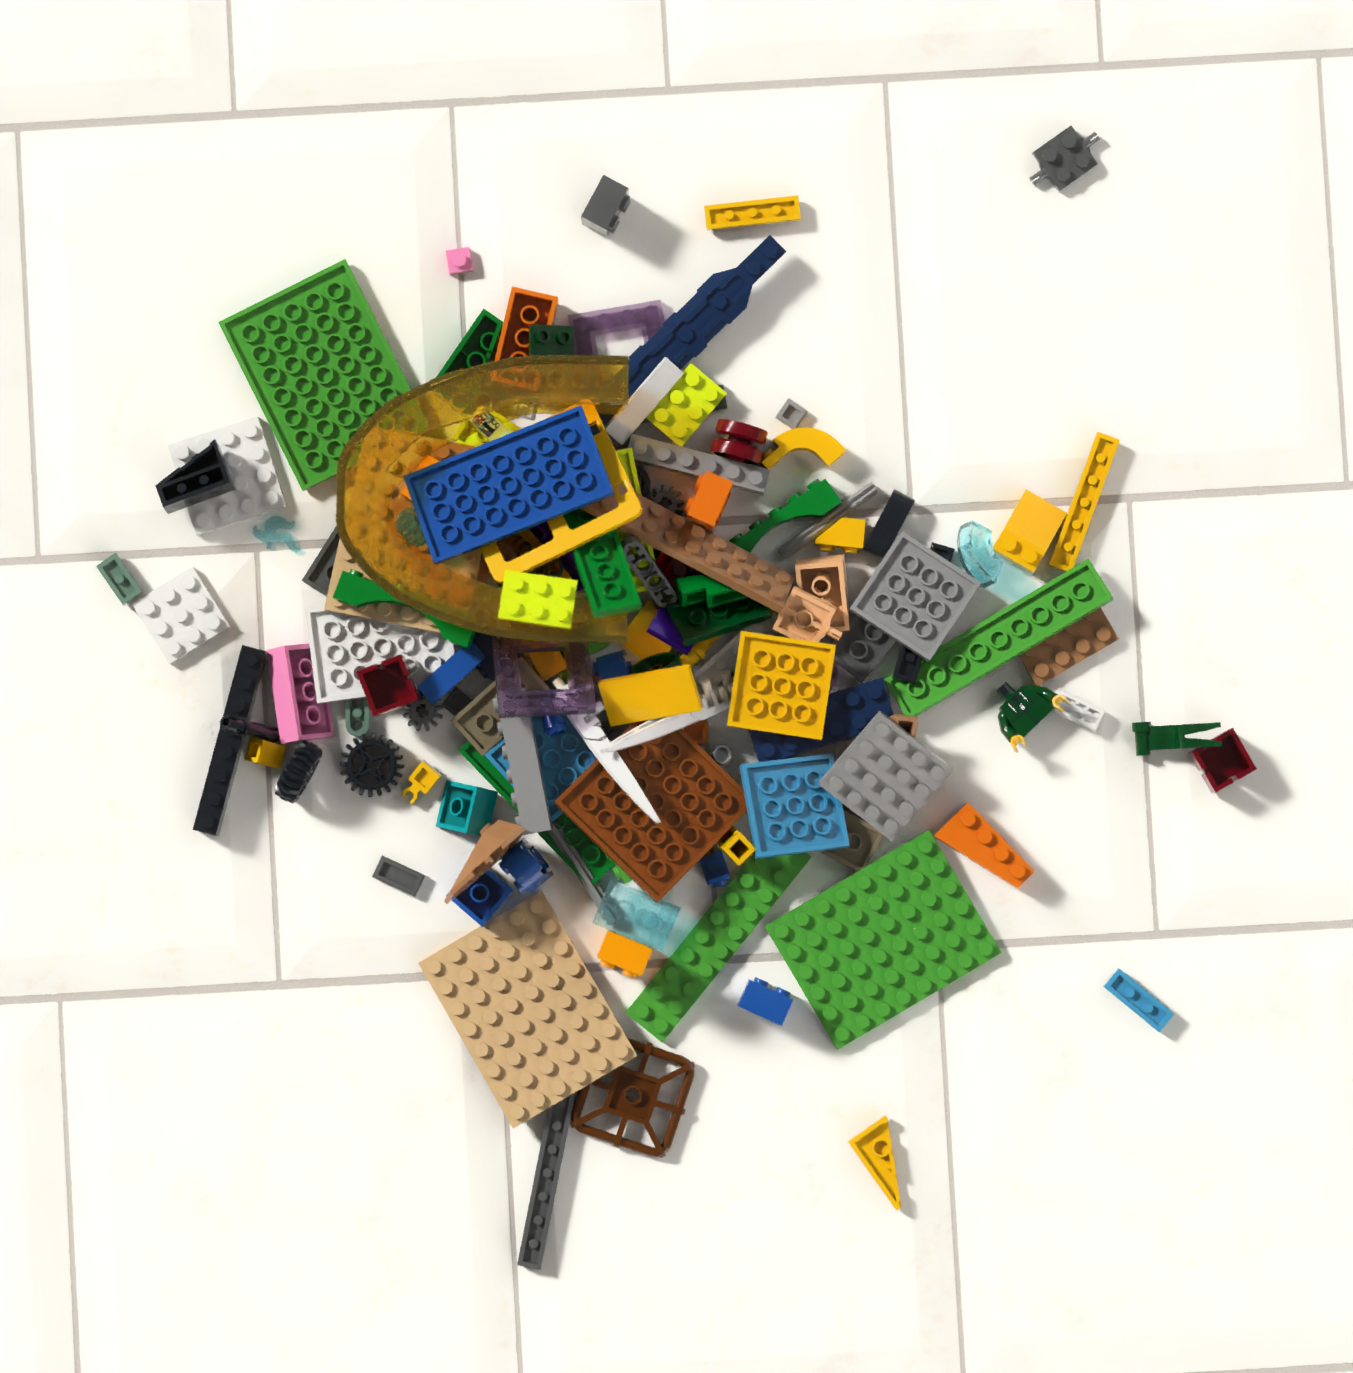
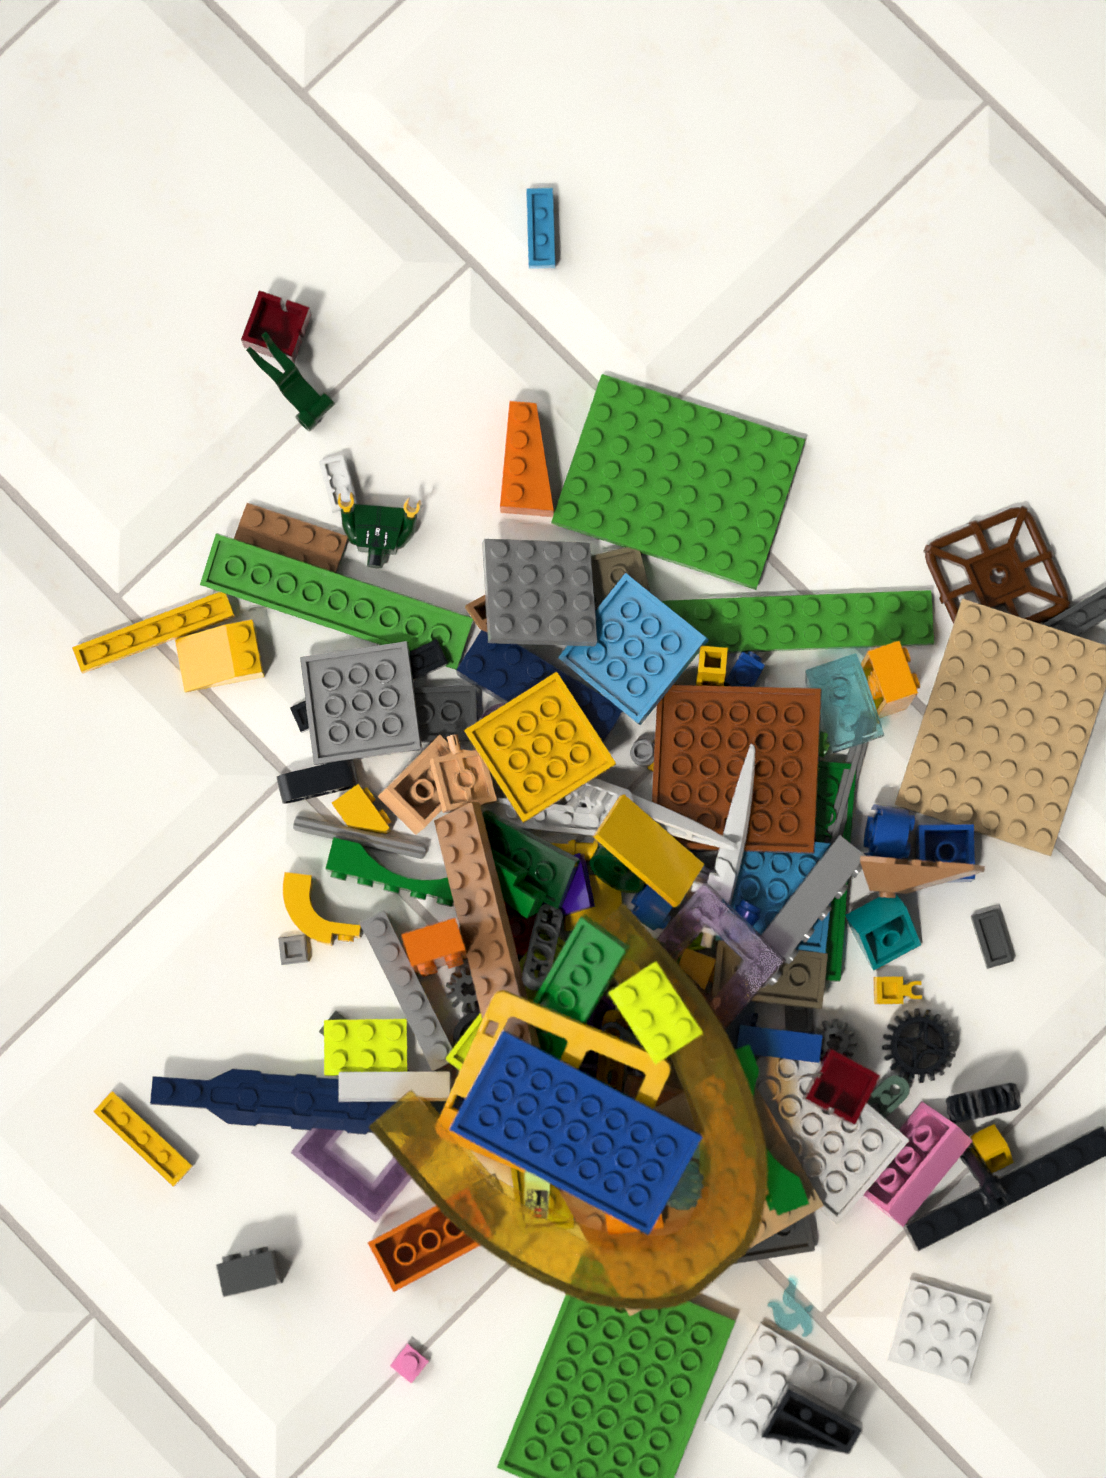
camera: 130 degrees left, 5 degrees down
(119, 579) = (956, 1415): sand green plate -> none
(476, 344) = (480, 1278): green wedge -> none
(551, 340) = (413, 1212): dark green bracket -> none
(698, 731) = (642, 787): orange tile -> none
(738, 441) = (358, 971): dark red wheel -> none
(765, 1001) = (819, 531): blue brick -> none
(876, 1153) = (861, 335): yellow wing -> none
(977, 553) = (277, 682): clear light blue brick -> none

